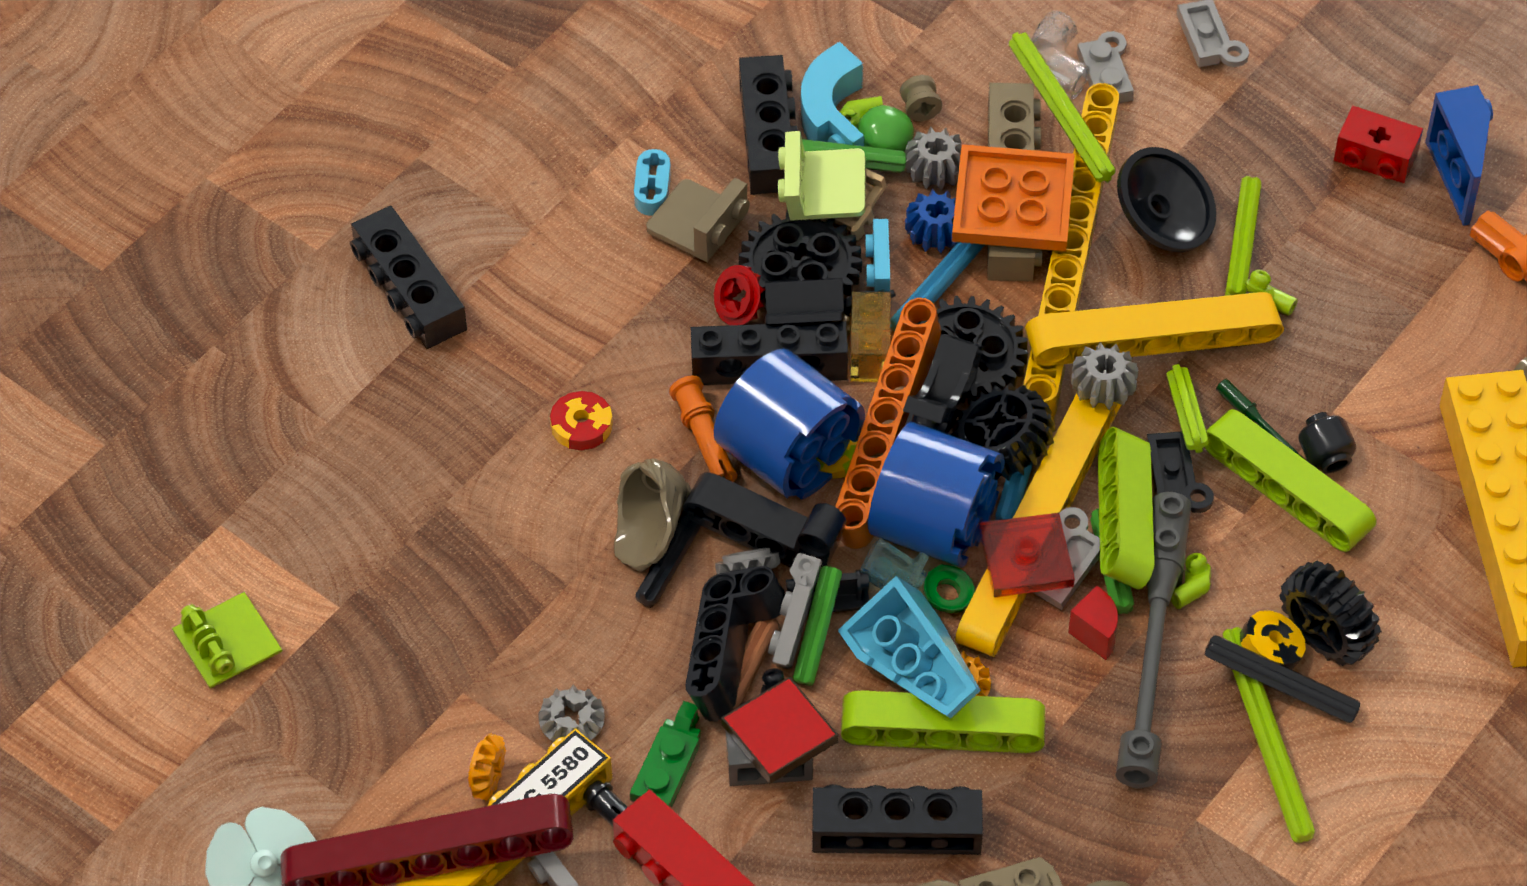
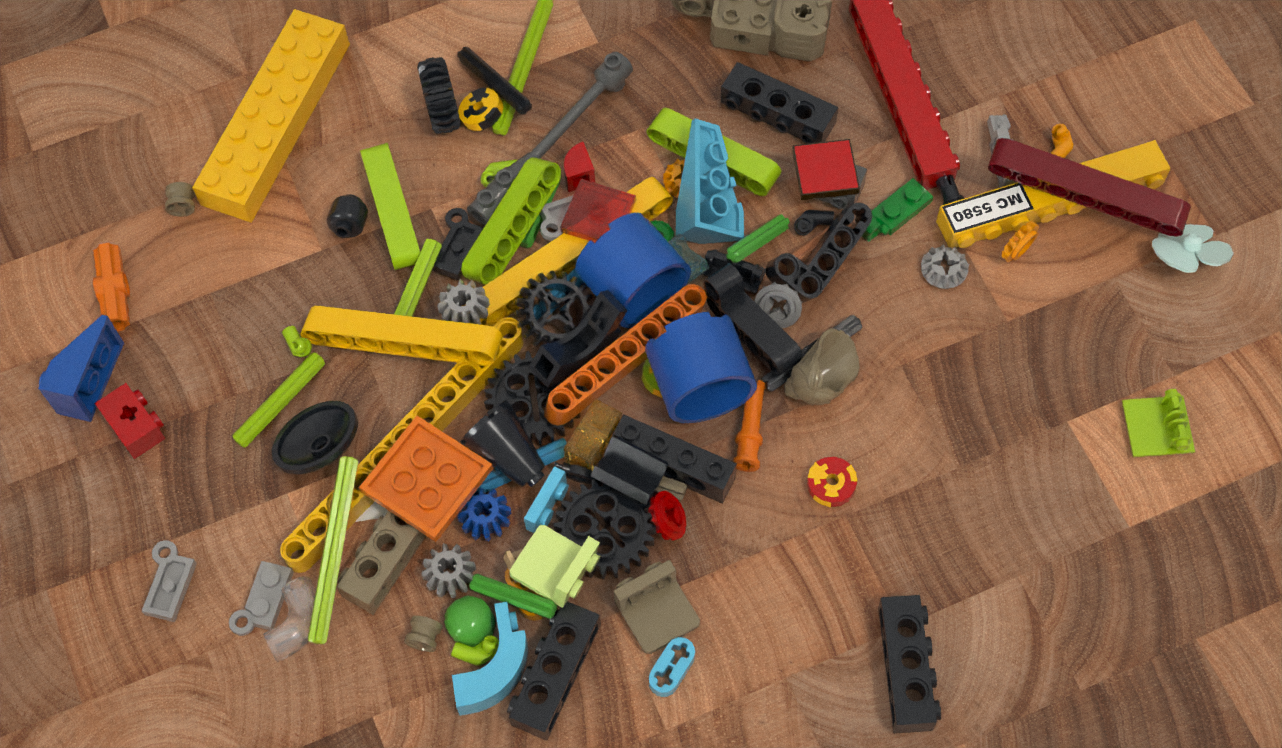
camera: 150 degrees left, 10 degrees up
(796, 609) = (771, 244): light grey hinge -> none
(955, 263) = (506, 445): none -> black cone
(1246, 407) = (375, 270): dark green piece -> none

